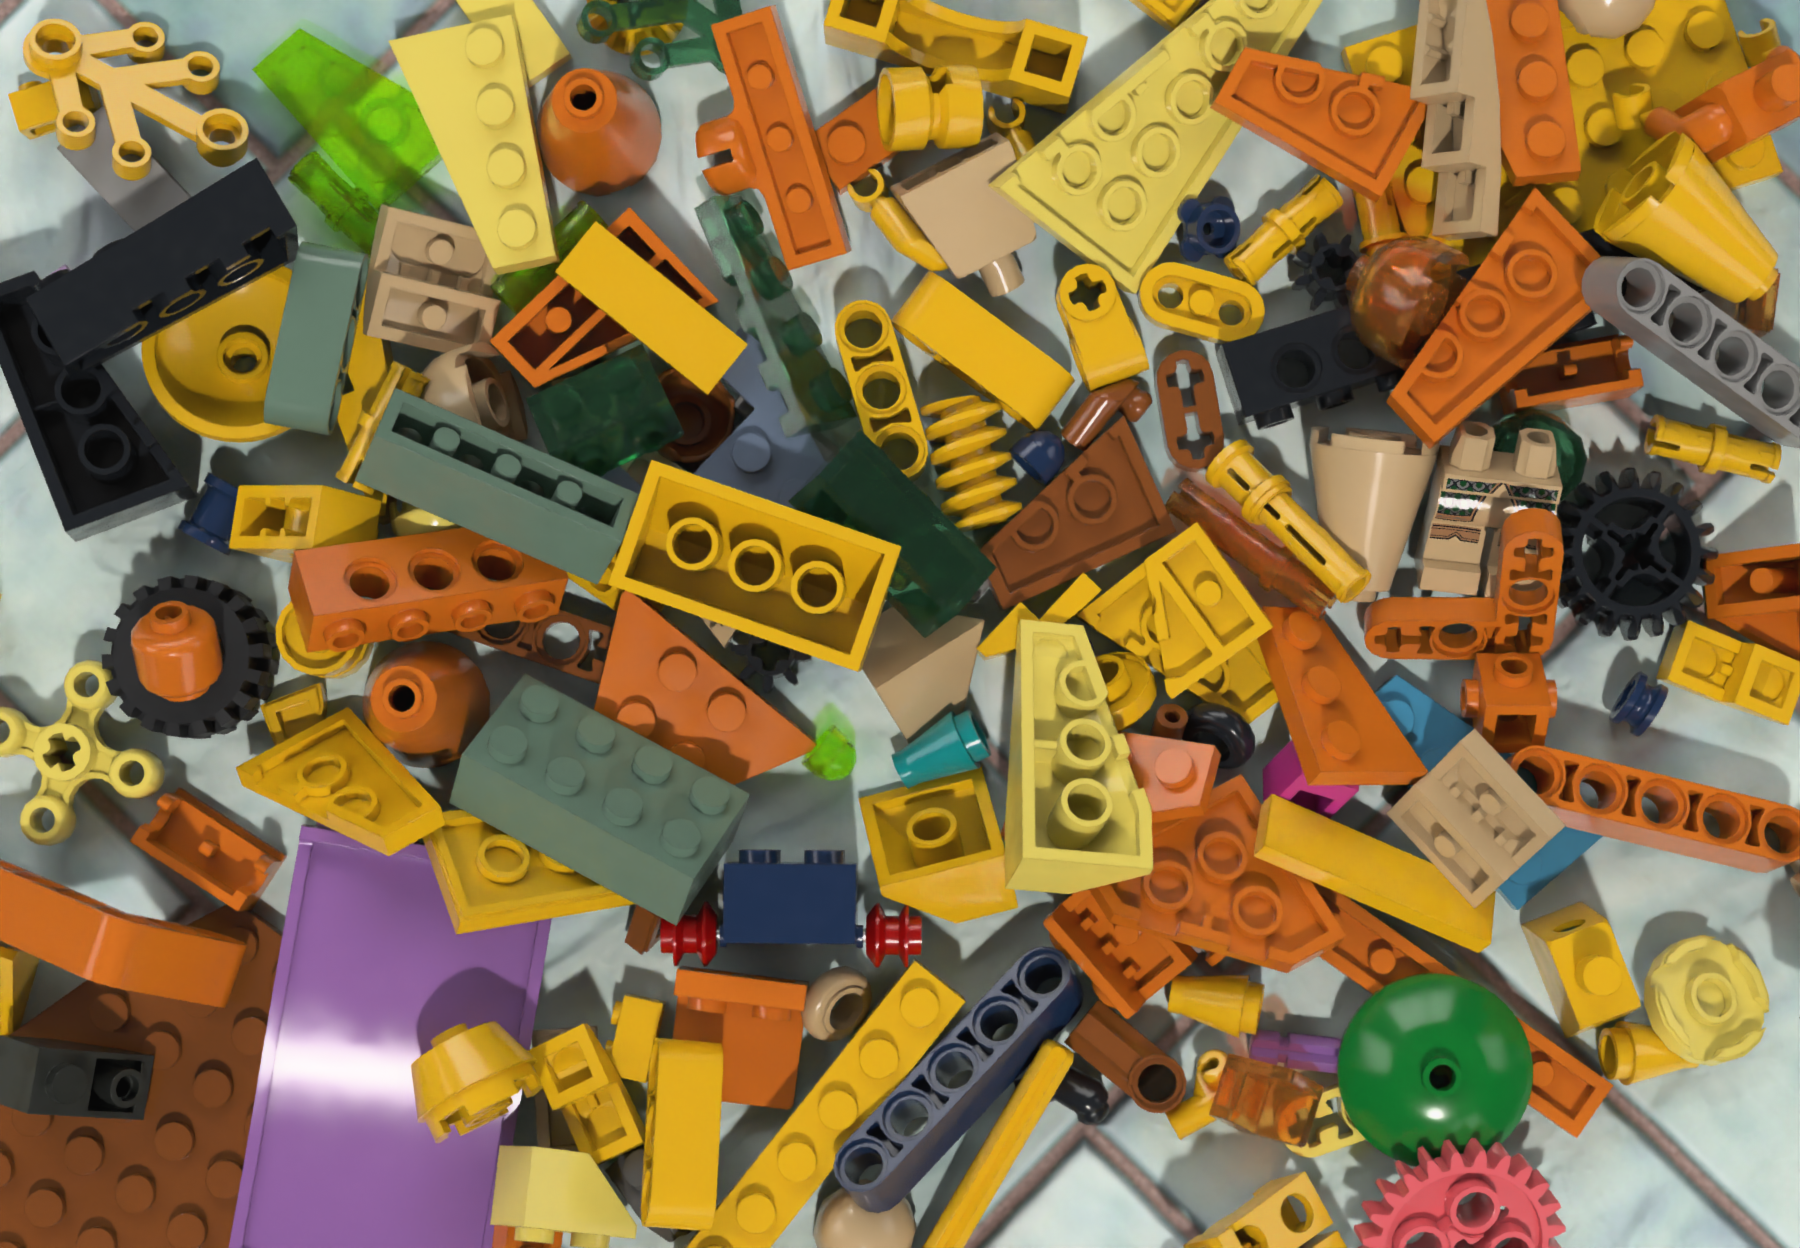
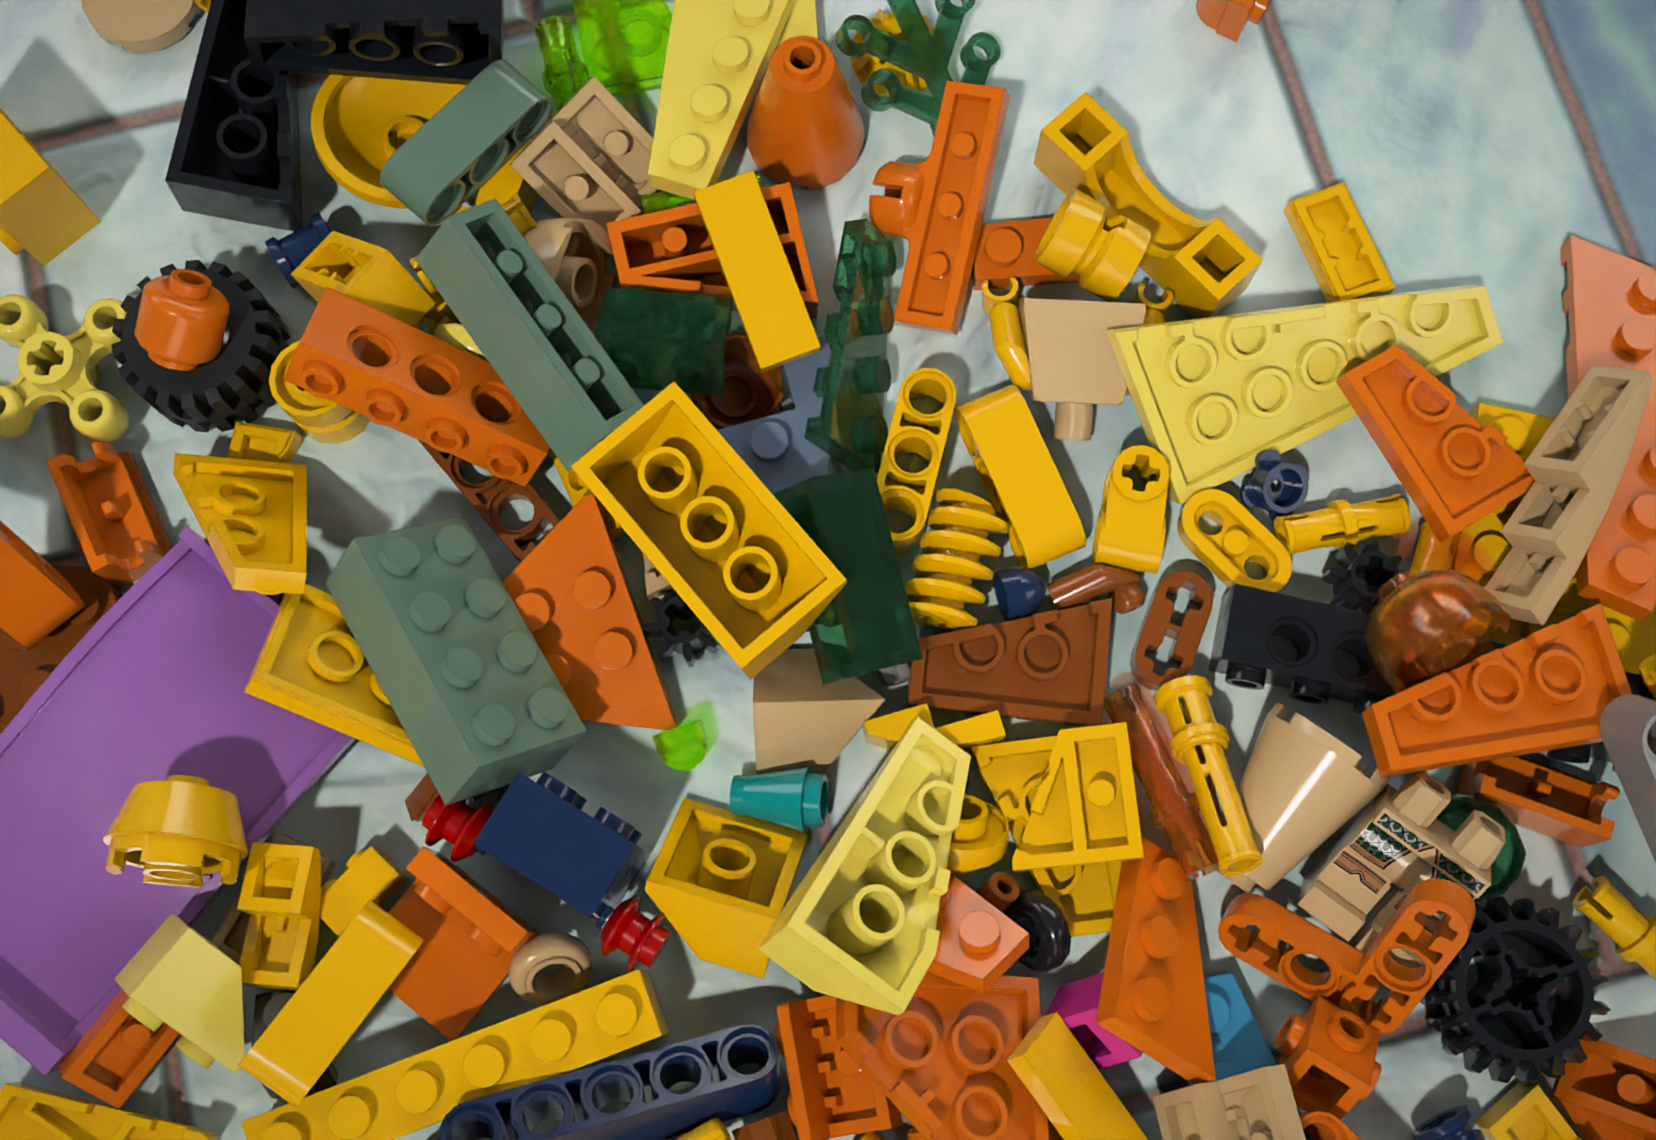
camera: 30 degrees right, 10 degrees down
(447, 707) = (363, 487): orange cone -> none

